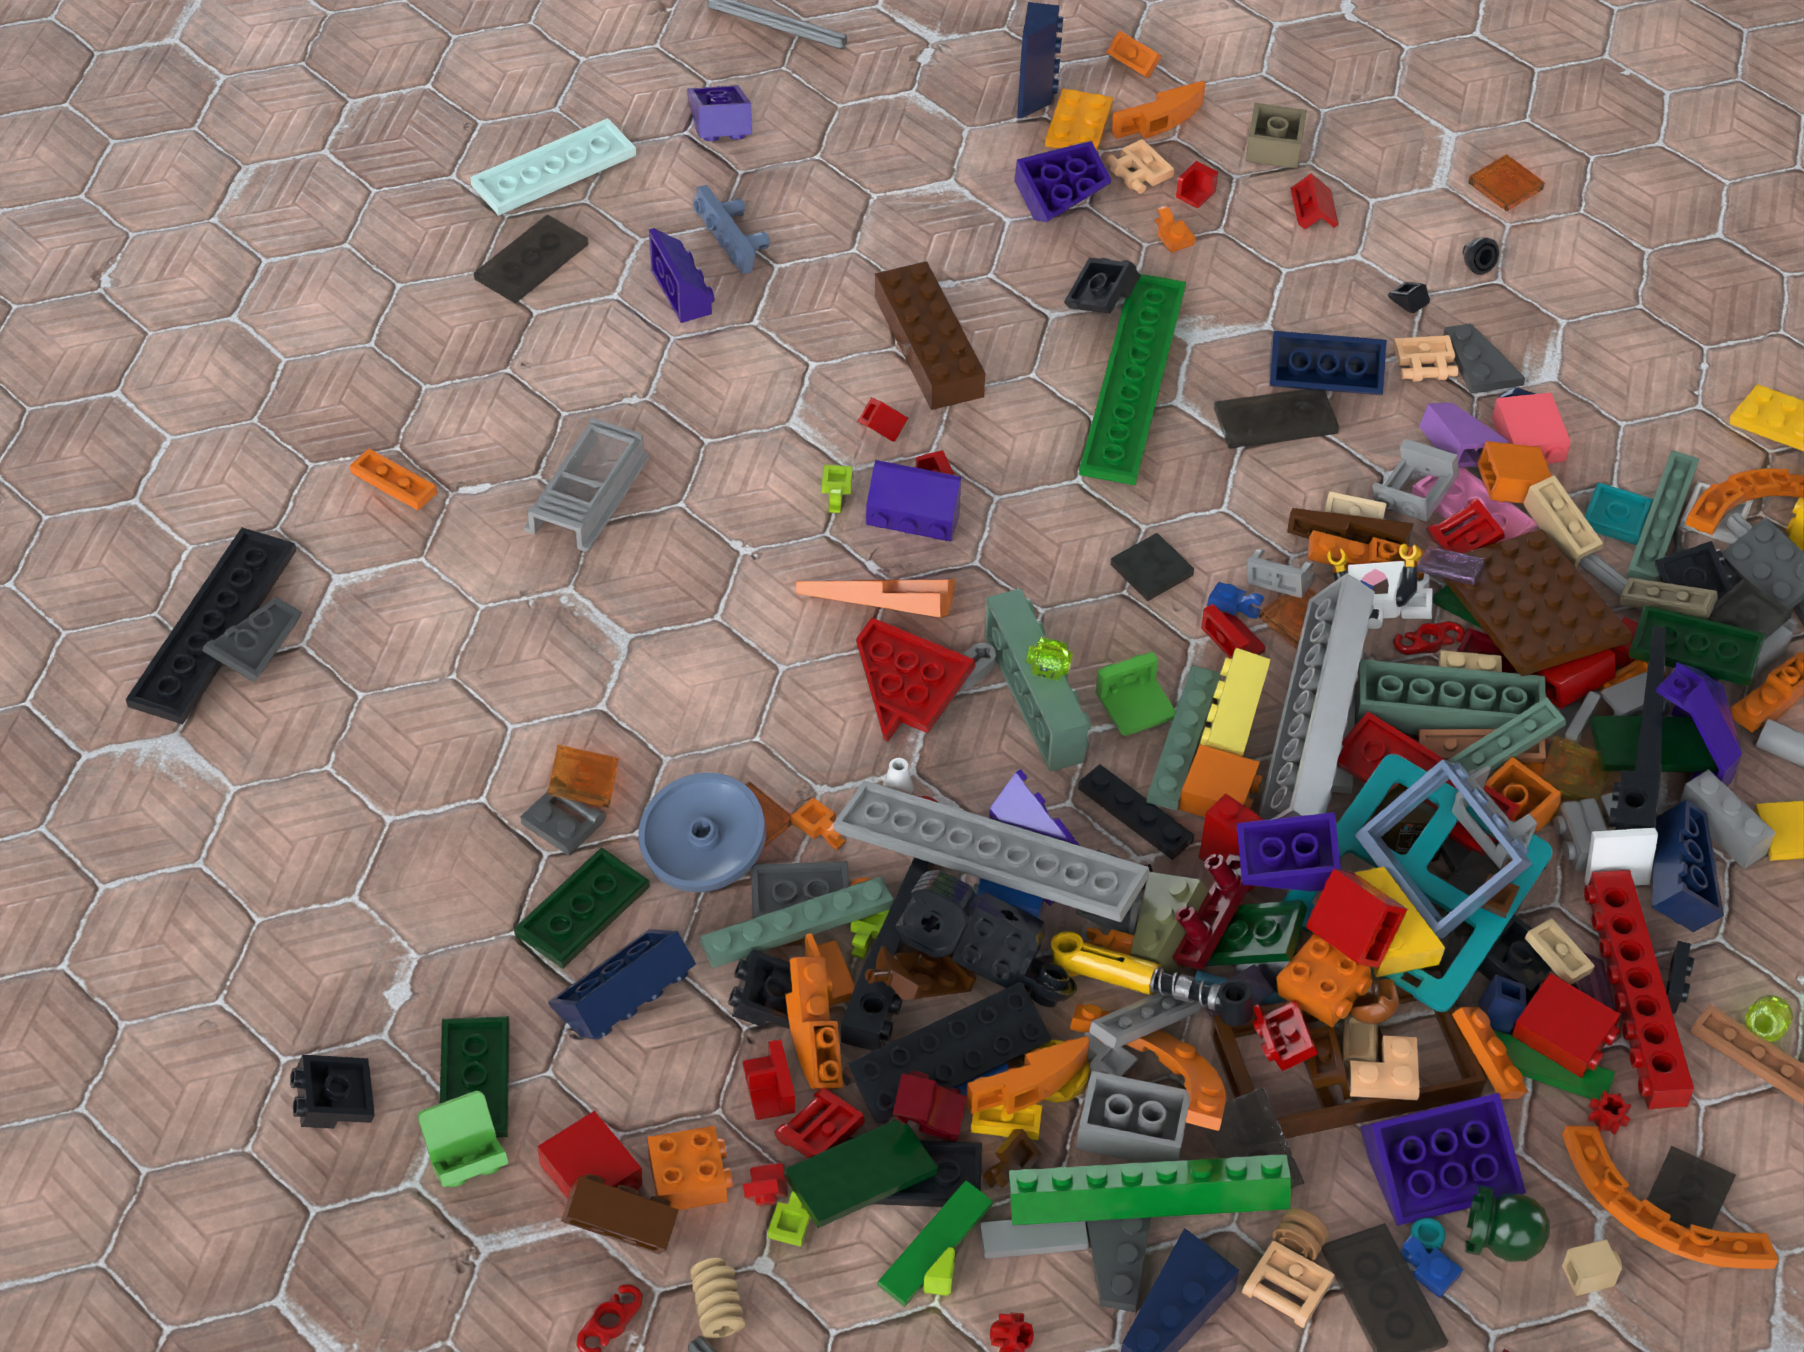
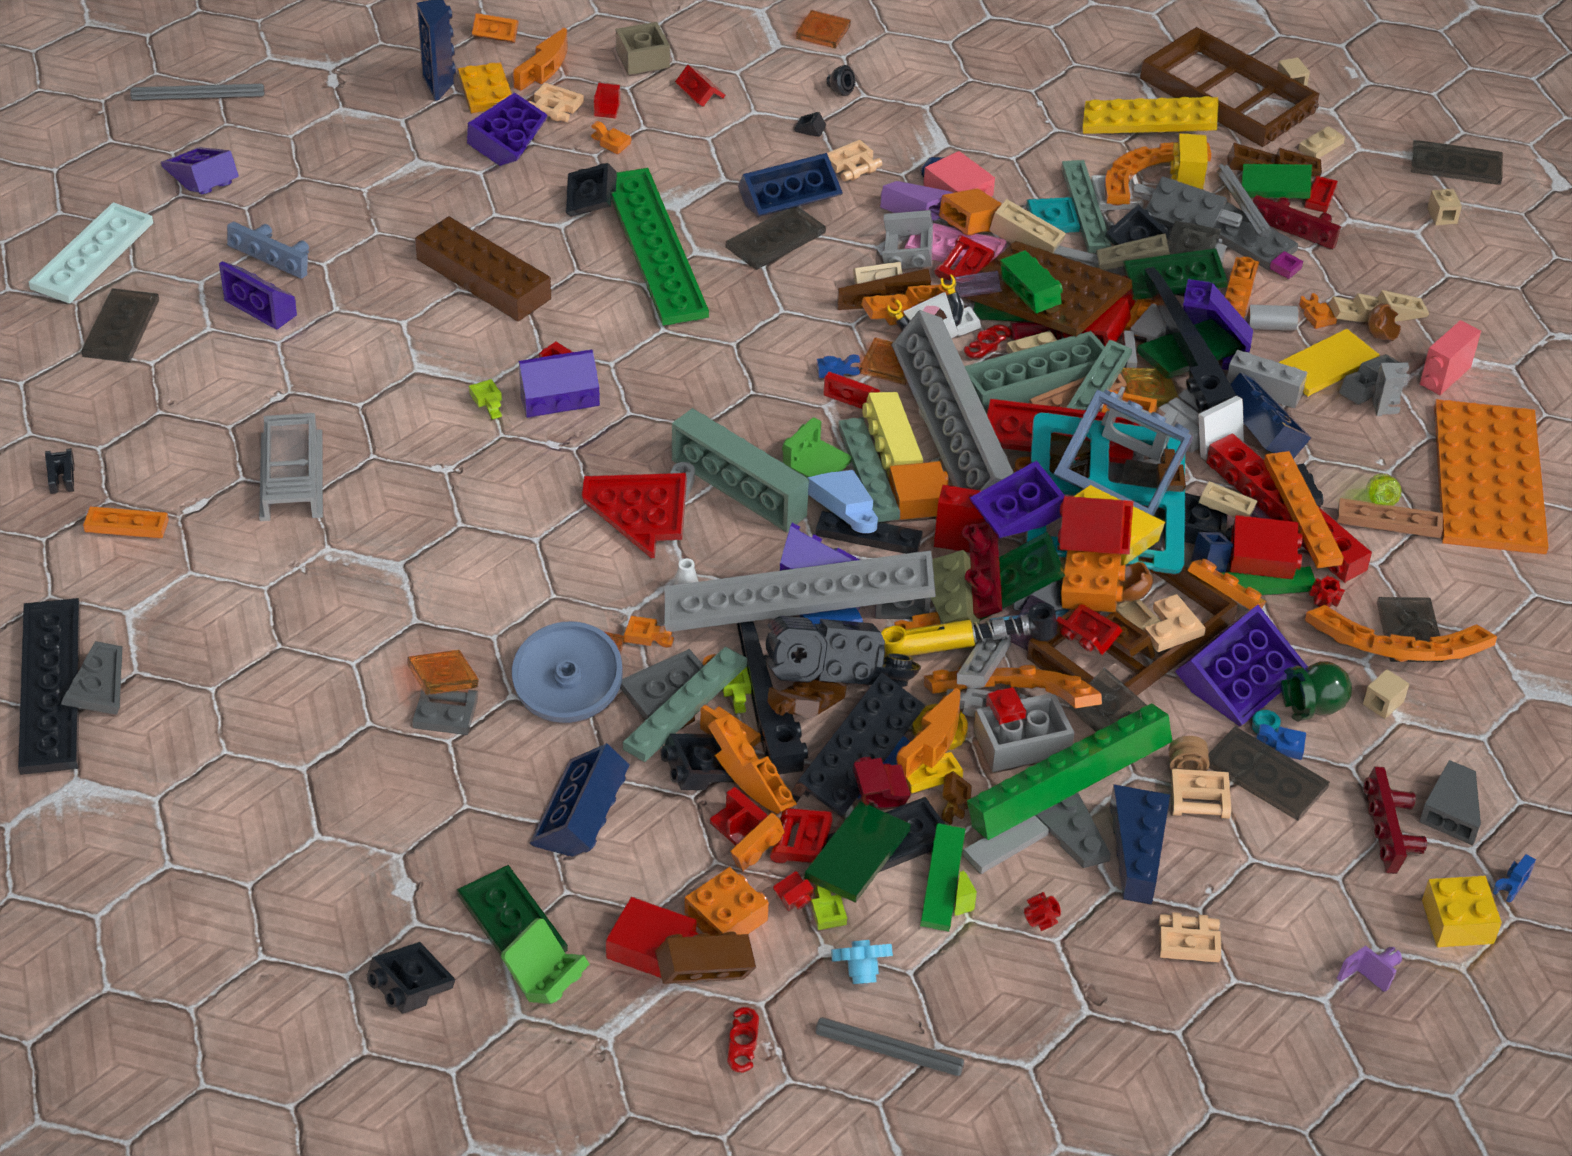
camera: 30 degrees left, 5 degrees down
(371, 394) = (58, 464): none -> black piece
(581, 907) = (506, 766): dark green tile -> none
(716, 1298) = (815, 985): tan piece -> none
(765, 1111) = (757, 842): none -> orange plate
(782, 1294) = (862, 959): none -> medium azure plant
(882, 419) = (489, 336): red panel -> none
(911, 596) = (596, 452): wedge -> none
(1049, 658) = (753, 444): clear neon green head -> none
(1124, 1082) = (1006, 705): none -> red bracket
(1129, 760) = (846, 498): none -> light blue piece
(1152, 566) = (761, 367): pearl dark grey tile -> none
(1279, 576) = (858, 338): light grey hinge -> none
(1480, 361) = (893, 152): dark grey wing -> none
(1510, 588) = (1031, 281): none -> green brick
(1645, 1001) = (1303, 509): none -> orange plate

